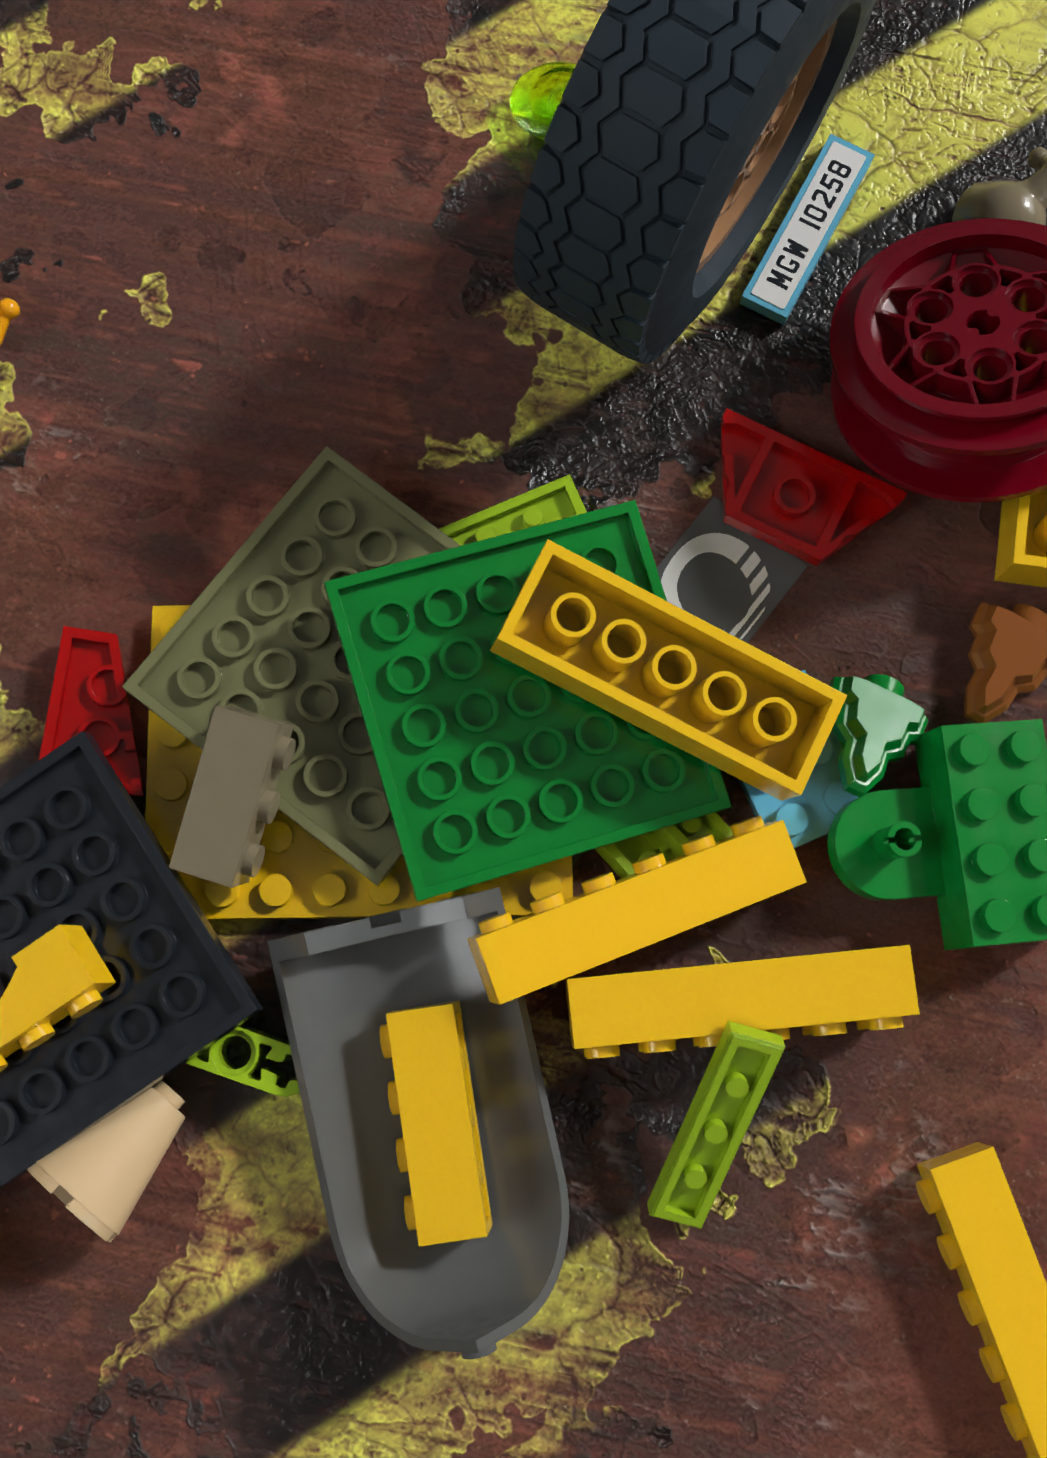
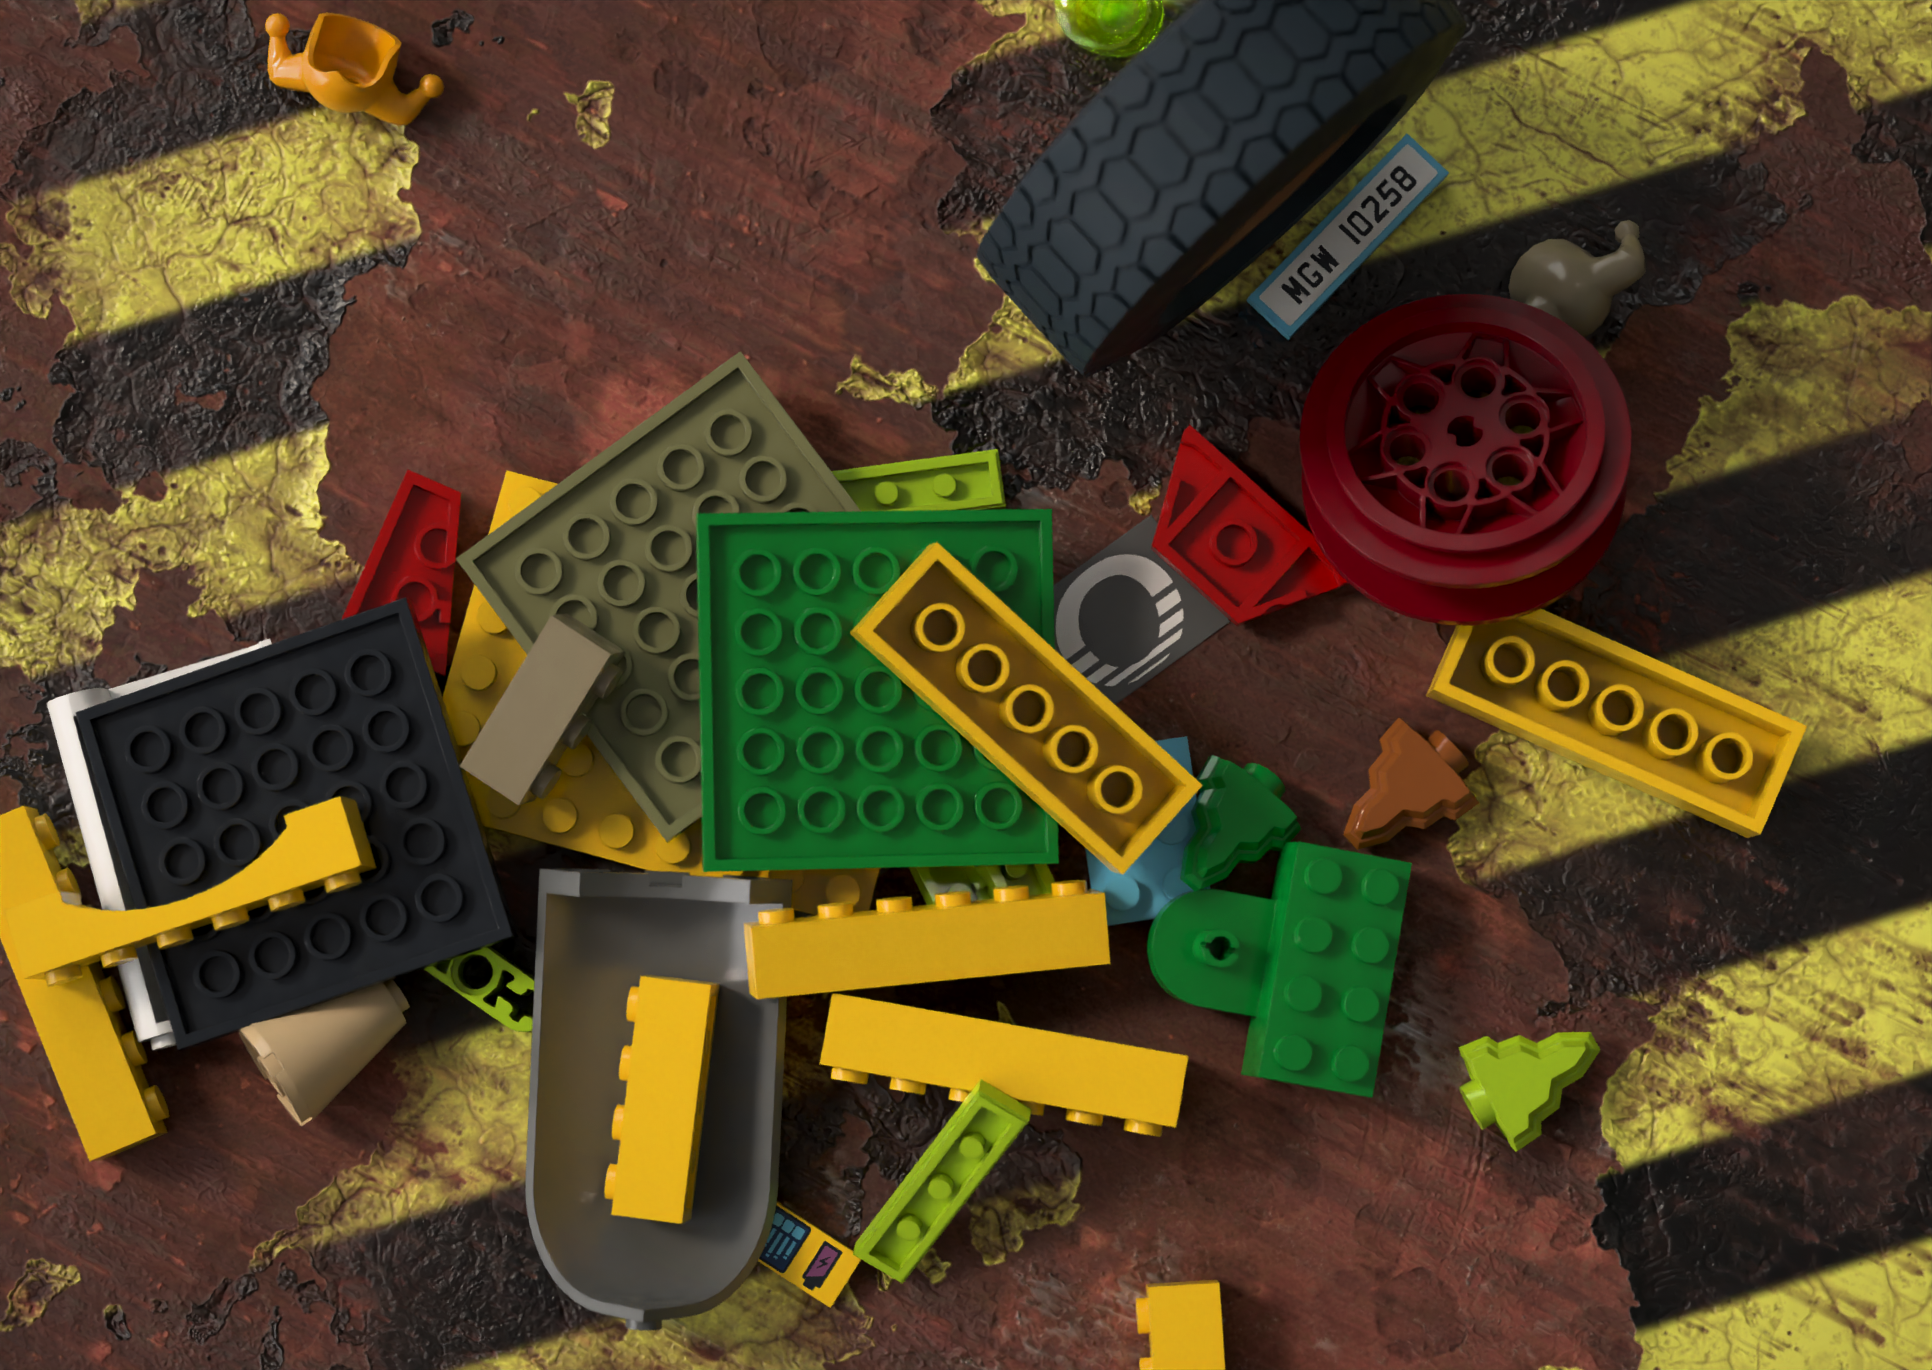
camera: 15 degrees right, 5 degrees up
(609, 1228) = (807, 1256): none -> tile

